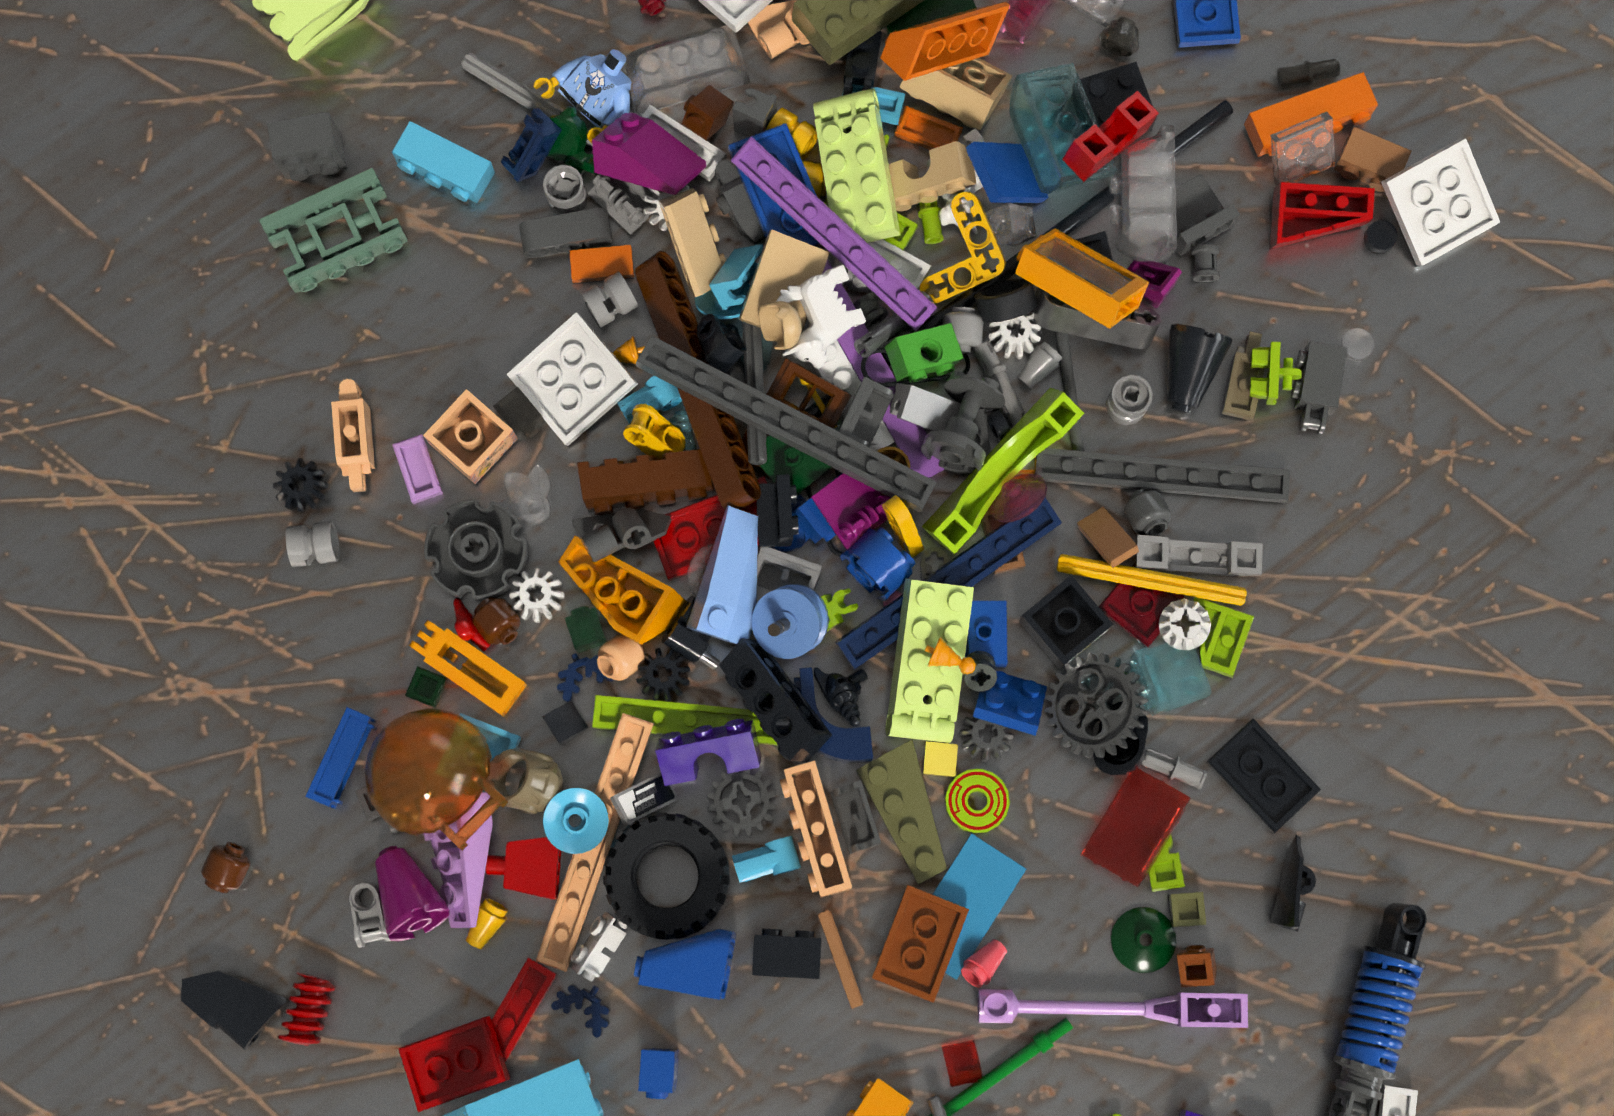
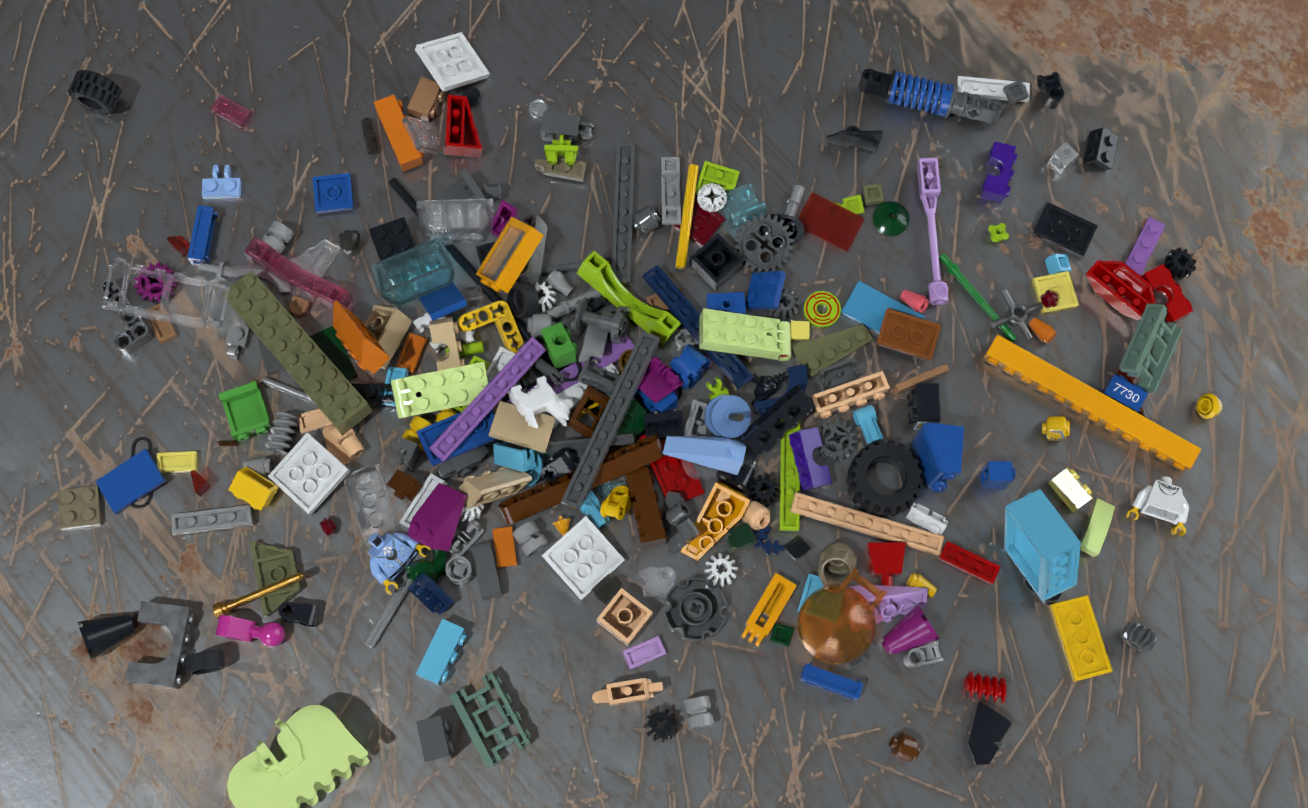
camera: 100 degrees left, 5 degrees down
(454, 1063) = (1005, 596): red tile -> none
(464, 625) = (742, 611): red animal -> none
(496, 621) = (739, 593): reddish brown head -> none
(591, 827) = (864, 527): medium azure dish -> none
(596, 1009) = (958, 529): dark blue animal -> none
(643, 799) = (840, 495): slope -> none
(780, 324) = (550, 423): tan hair -> none
(903, 526) = (667, 351): yellow beam -> none
(944, 656) = (746, 321): light orange piece -> none
(962, 1063) = (969, 312): clear red slope -> none
(986, 664) = (751, 305): pearl dark grey wheel -> none
(1018, 498) = (647, 285): clear pink dish -> none
(1102, 144) = (428, 242): red arch -> none
(1107, 537) = (663, 240): medium nougat tile -> none
(1129, 400) = (580, 230): light grey wheel -> none
(1193, 364) = (556, 195): black cone -> none
(1197, 966) = (901, 187): dark orange brick -> none
(1263, 776) = (793, 157): black tile -> none

